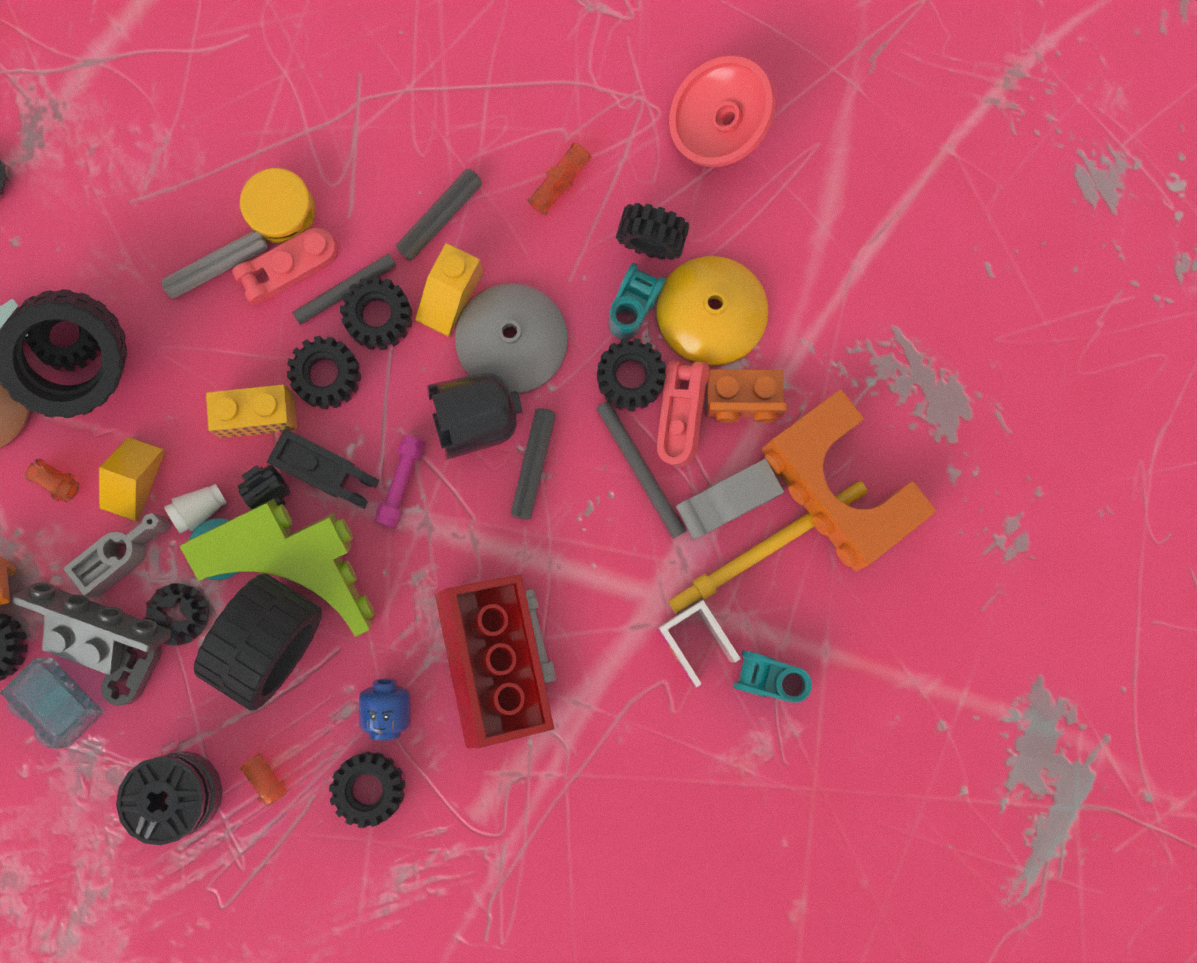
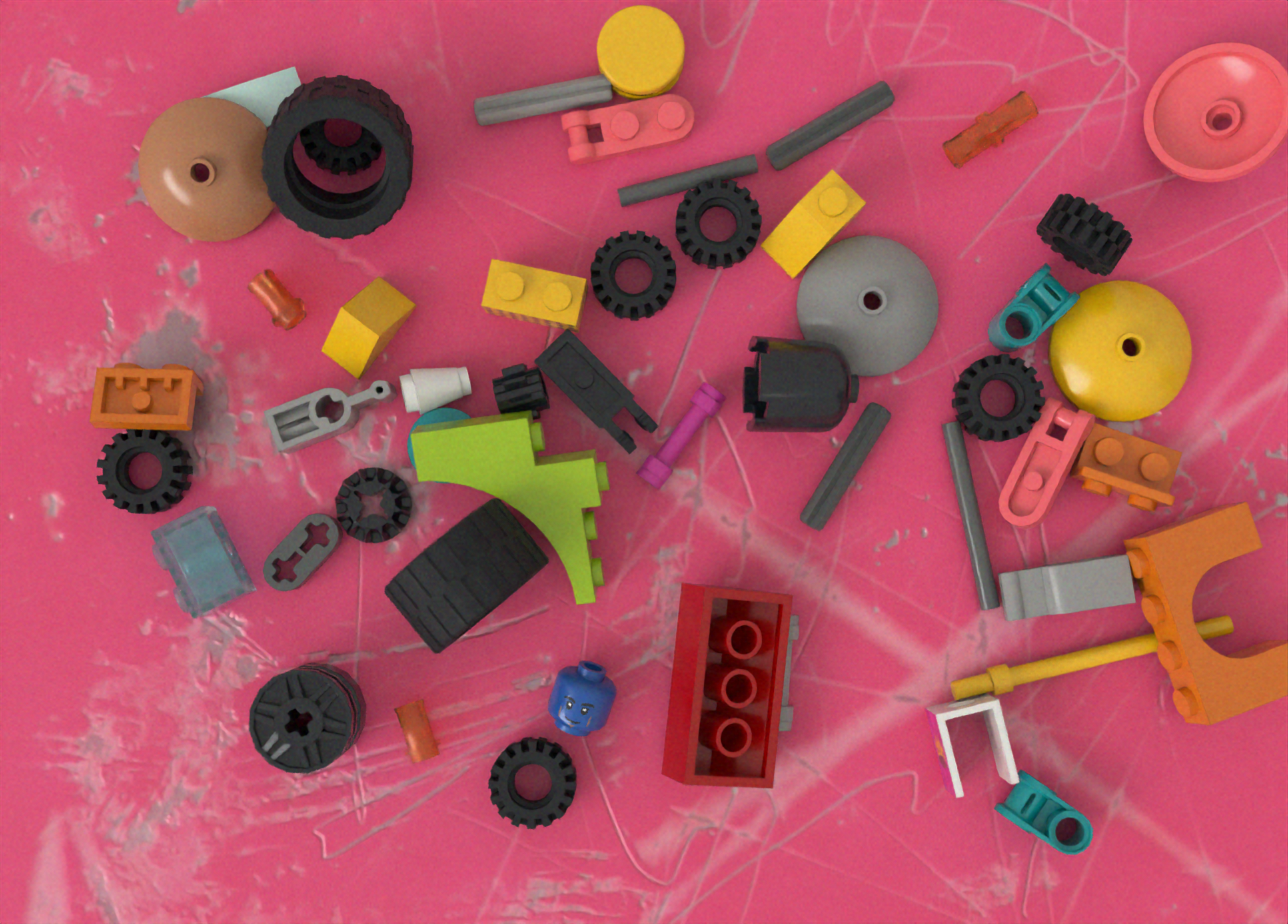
camera: 30 degrees right, 5 degrees up
(88, 630) = (269, 492): dark grey bracket -> none

